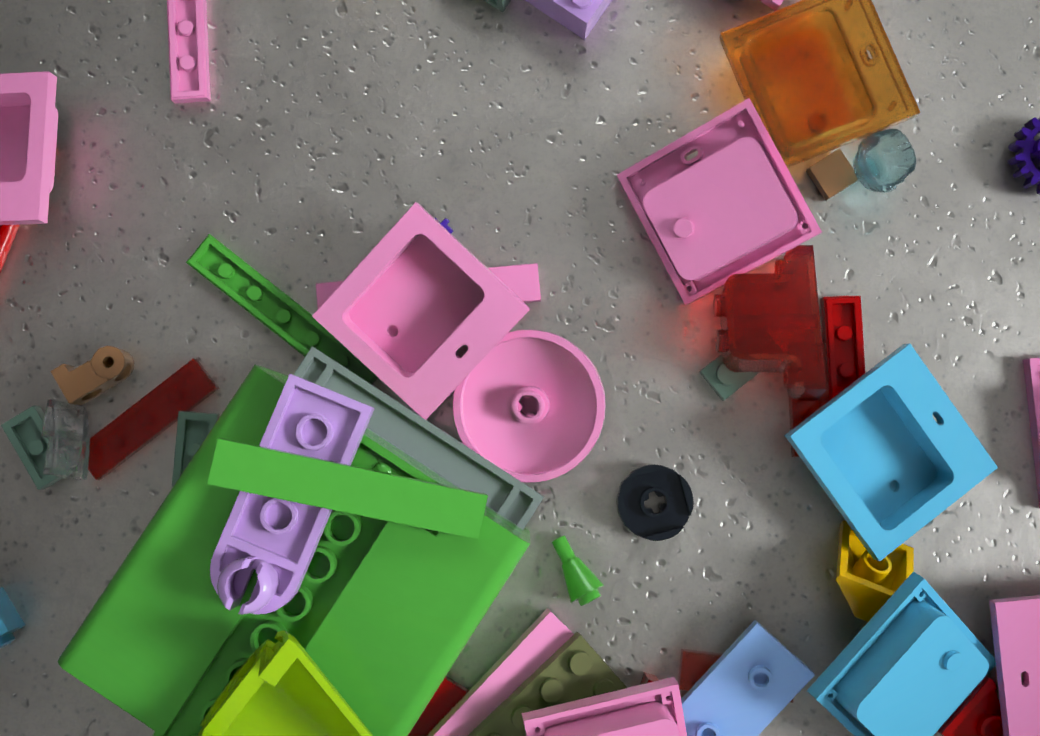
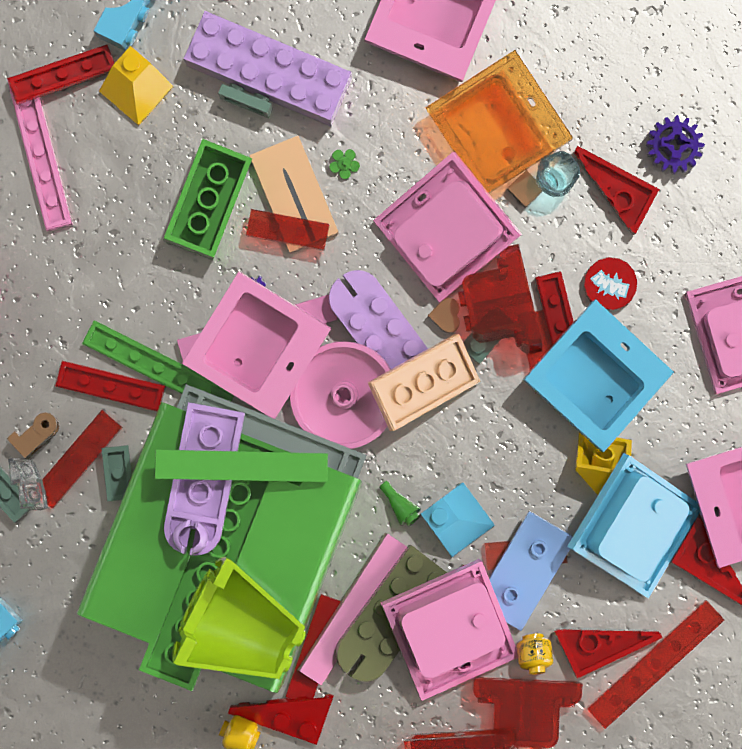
camera: 10 degrees left, 0 degrees up
(211, 327) = (110, 386): none -> red tile
(396, 99) = (207, 199): none -> bright green brick
(497, 163) = (287, 230): none -> clear red tile
(516, 119) = (292, 184): none -> light nougat tile
(592, 91) = (344, 163): none -> bright green plant
(598, 319) = (374, 318): none -> lavender plate
(643, 411) = (424, 382): none -> light nougat tile
(650, 609) = (457, 519): none -> medium azure slope
(672, 513) = (449, 430): black plate -> none
(690, 324) = (445, 315): none -> medium nougat tile
(927, 322) = (610, 283): none -> tile
(968, 204) = (625, 192): none -> red wing

